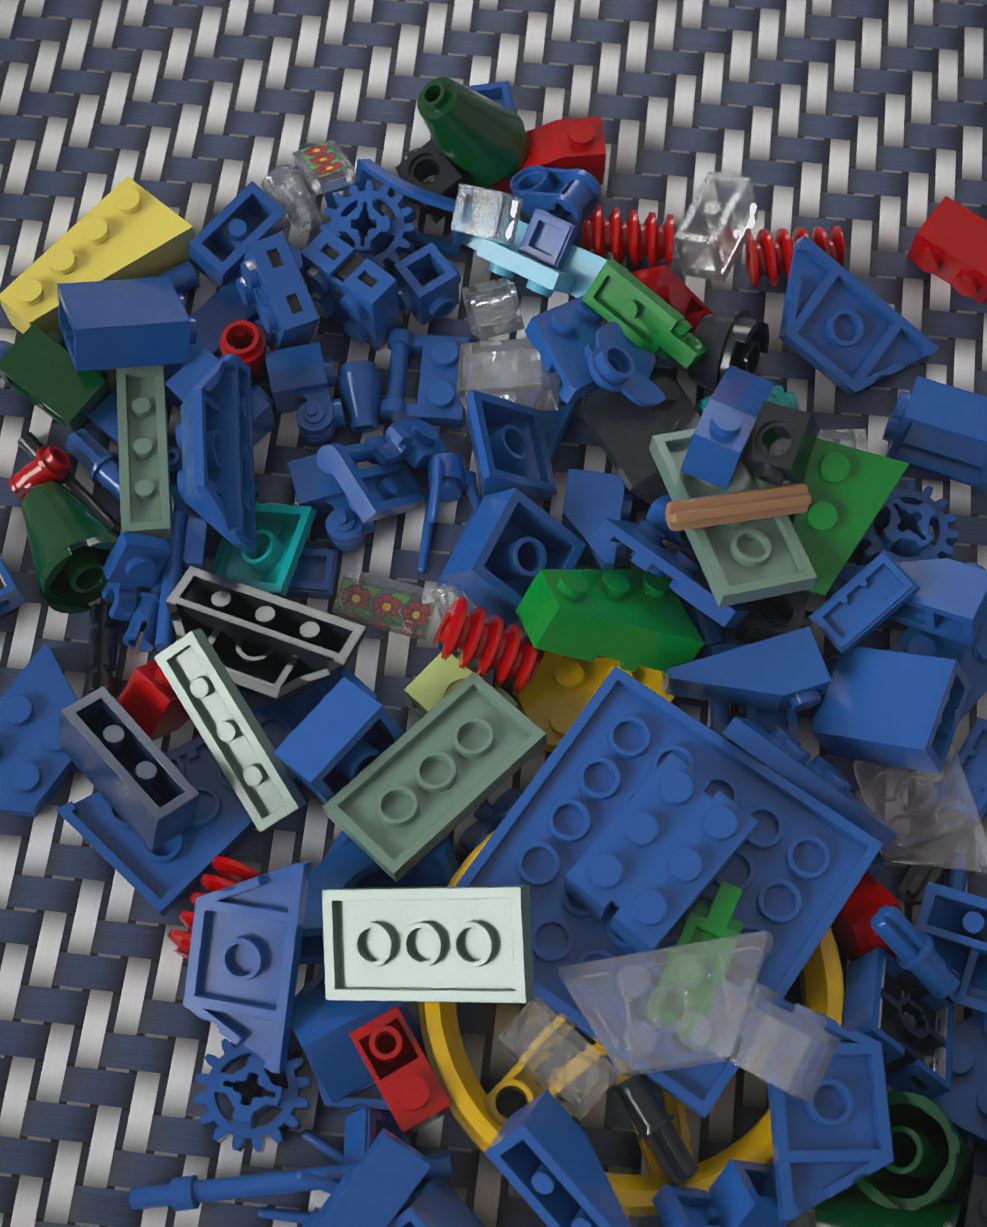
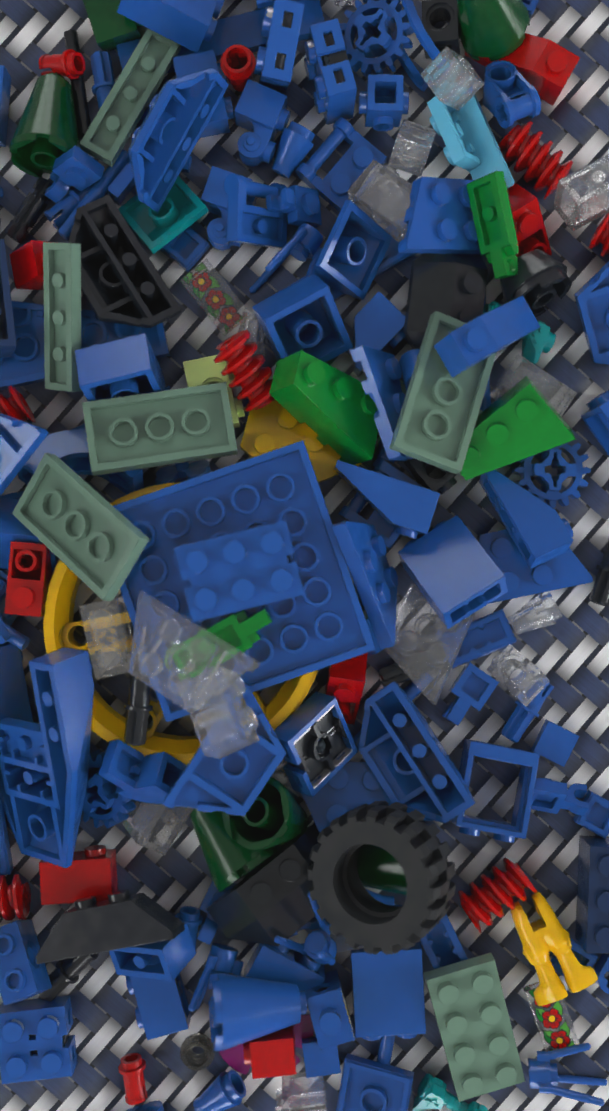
camera: 35 degrees right, 20 degrees up
(548, 239) = (481, 124): tile -> none
(623, 367) = (453, 251): blue plate -> none
(737, 507) = (447, 395): medium nougat axle -> none
(778, 423) = (504, 358): black brick -> none
(864, 603) = (485, 501): blue plate -> none
(915, 952) = (353, 714): blue axle -> none

